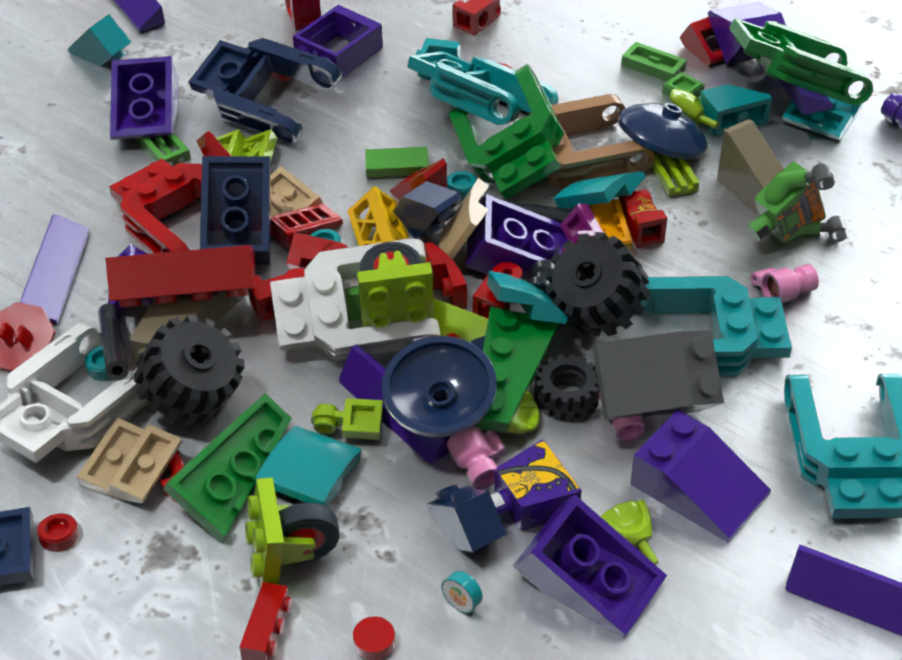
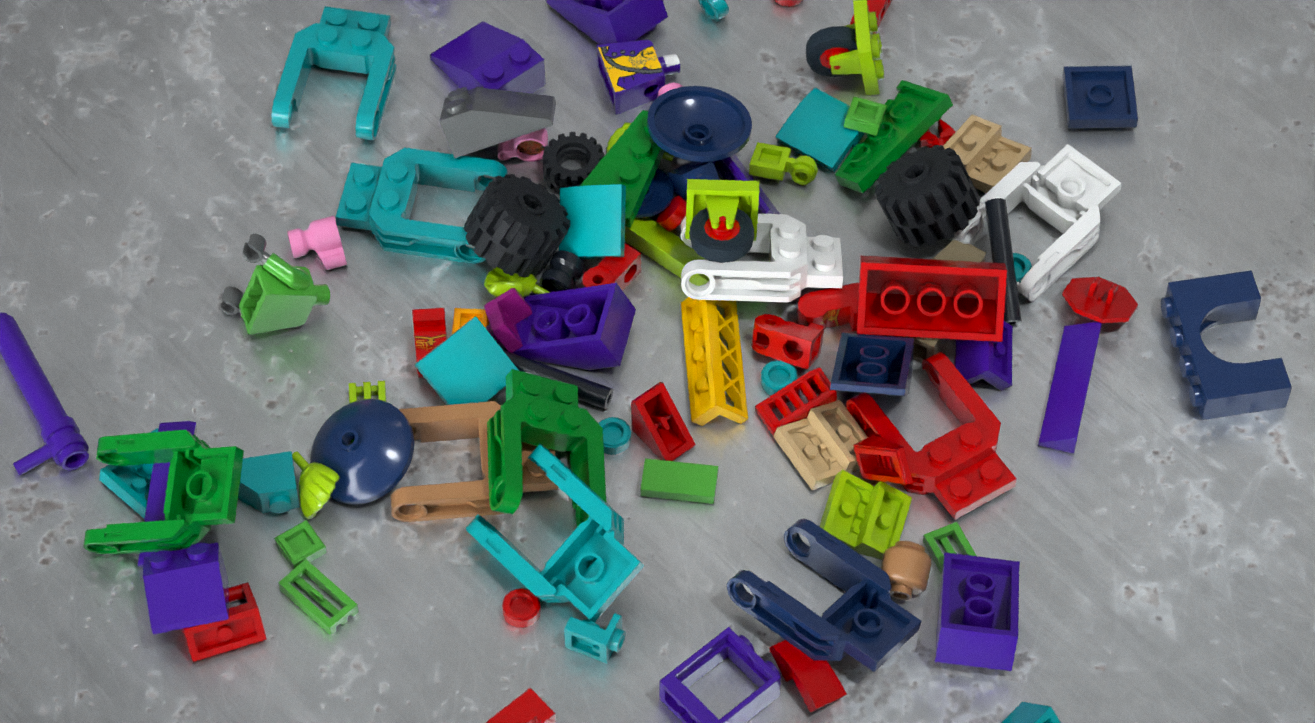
camera: 170 degrees left, 10 degrees up
(58, 532) = (1045, 113): red tile -> none
(202, 116) = (907, 569): none -> medium nougat head
(262, 463) = (865, 116): none -> bright green tile
(427, 209) = (663, 359): dark blue slope -> none
(446, 276) = (662, 301): red slope -> none
(464, 221) = (630, 335): tan slope -> none
(467, 516) = (697, 56): dark blue slope -> none
(634, 524) = (566, 35): lime piece -> none
(746, 162) = (290, 366): dark tan slope -> none

